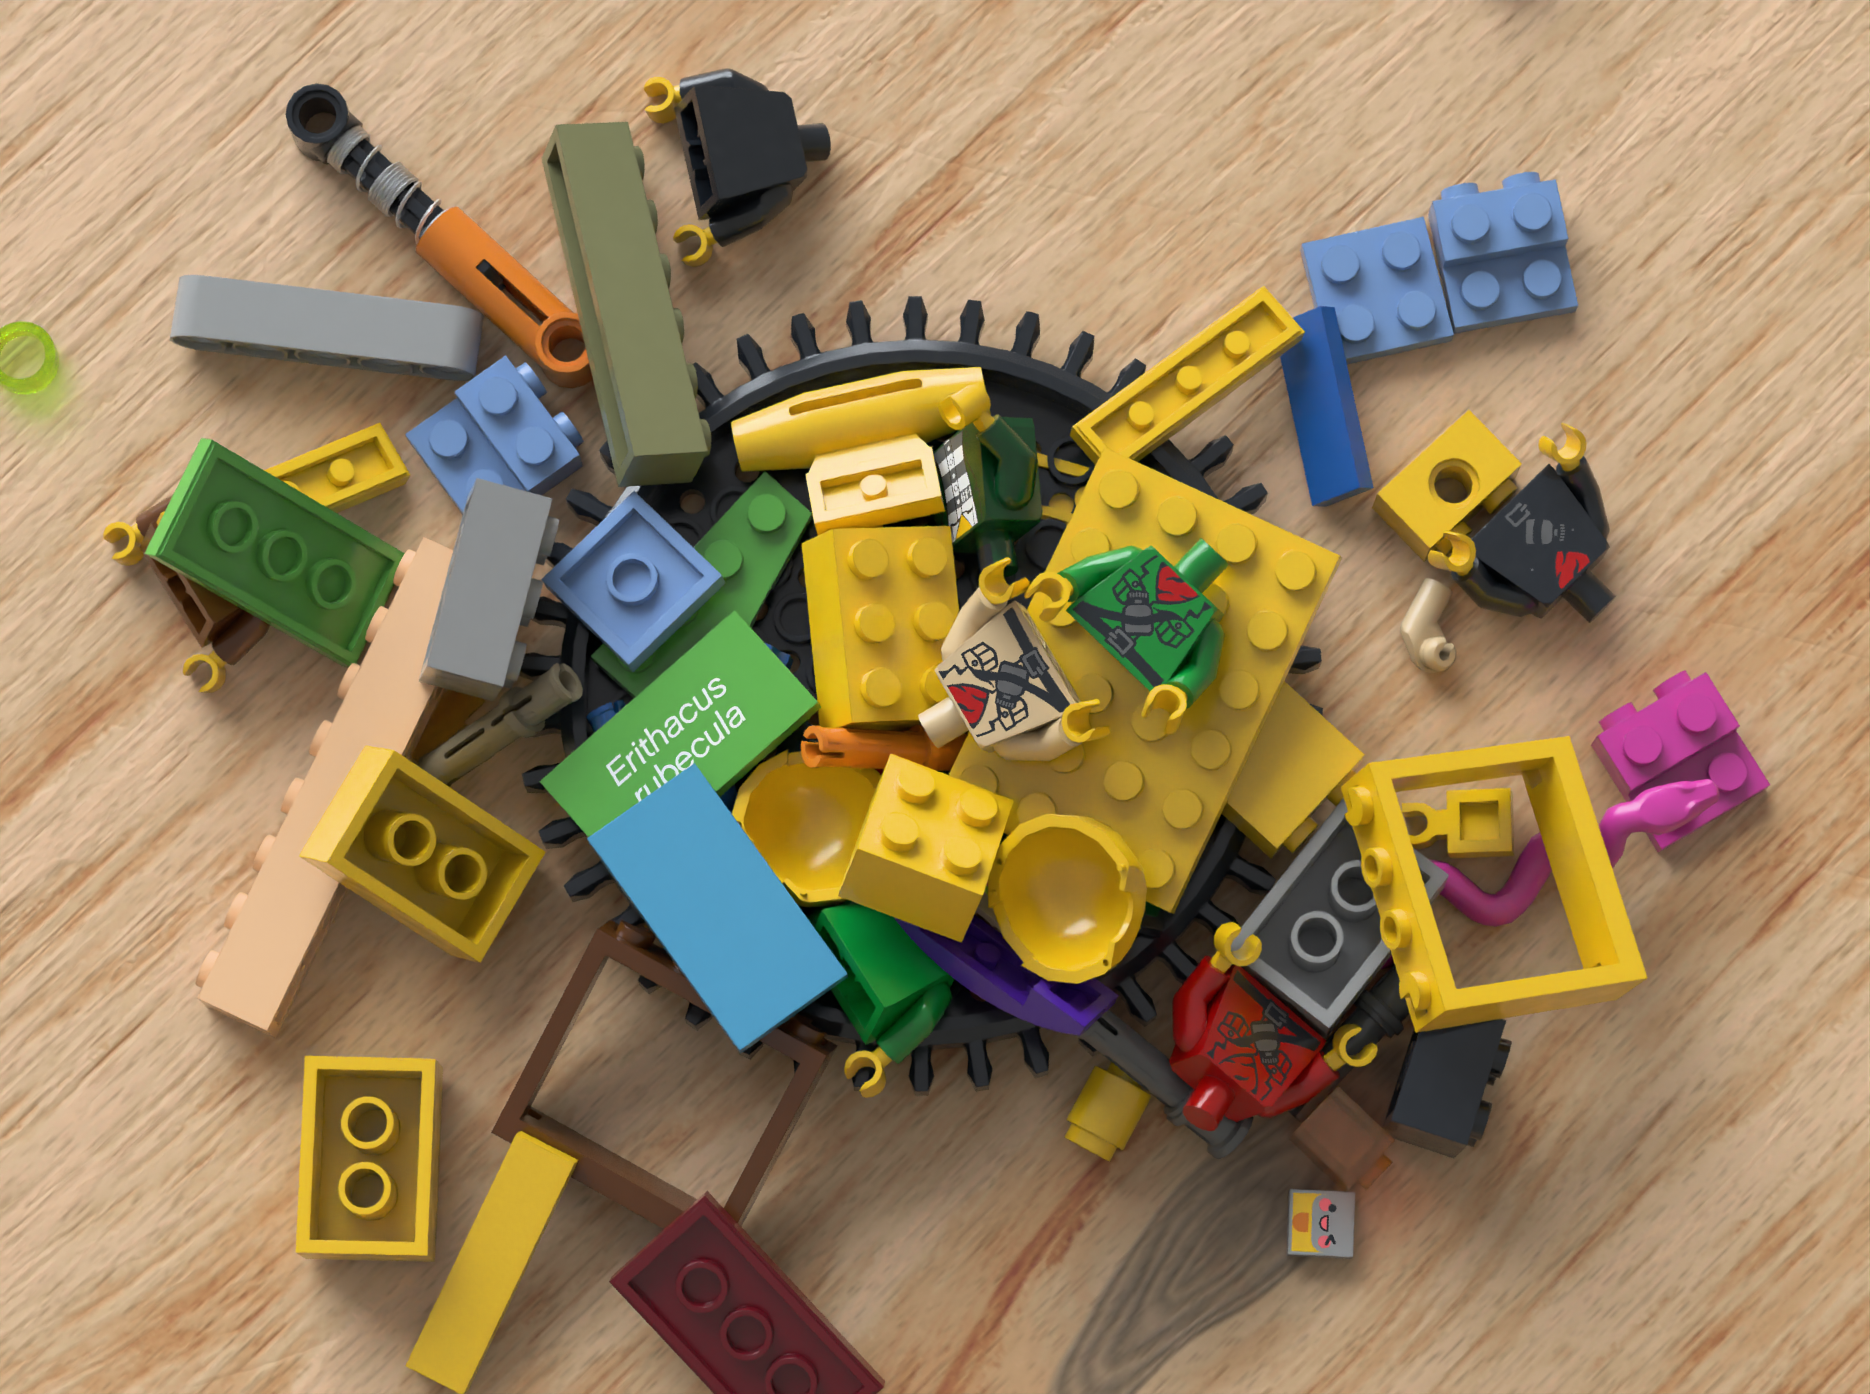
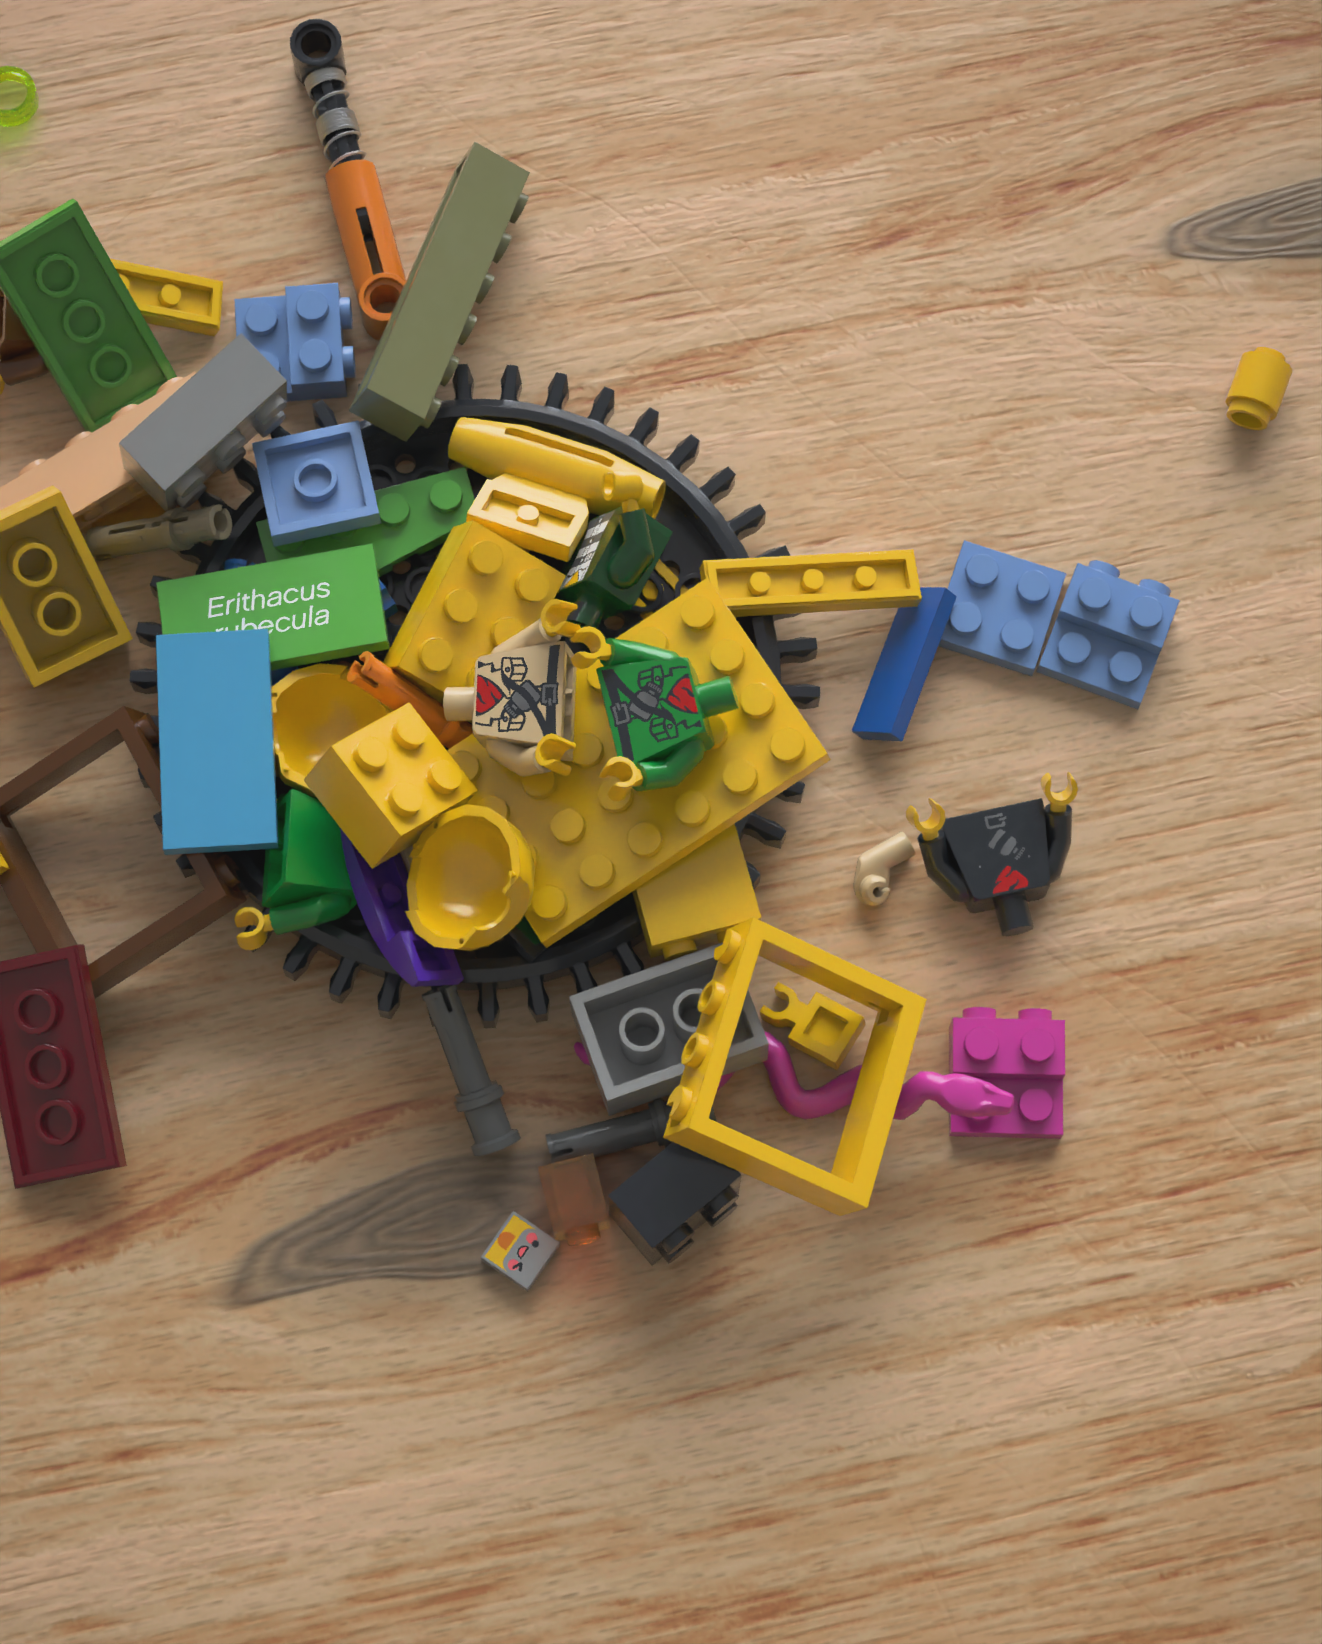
camera: 30 degrees right, 5 degrees down
(327, 327) = (228, 194): light grey beam -> none
(738, 152) = (595, 241): black torso -> none
(1106, 1112) = (414, 1072): yellow brick -> none
(1246, 1046) = (540, 1078): red torso -> none
(1464, 453) = (982, 753): yellow brick -> none

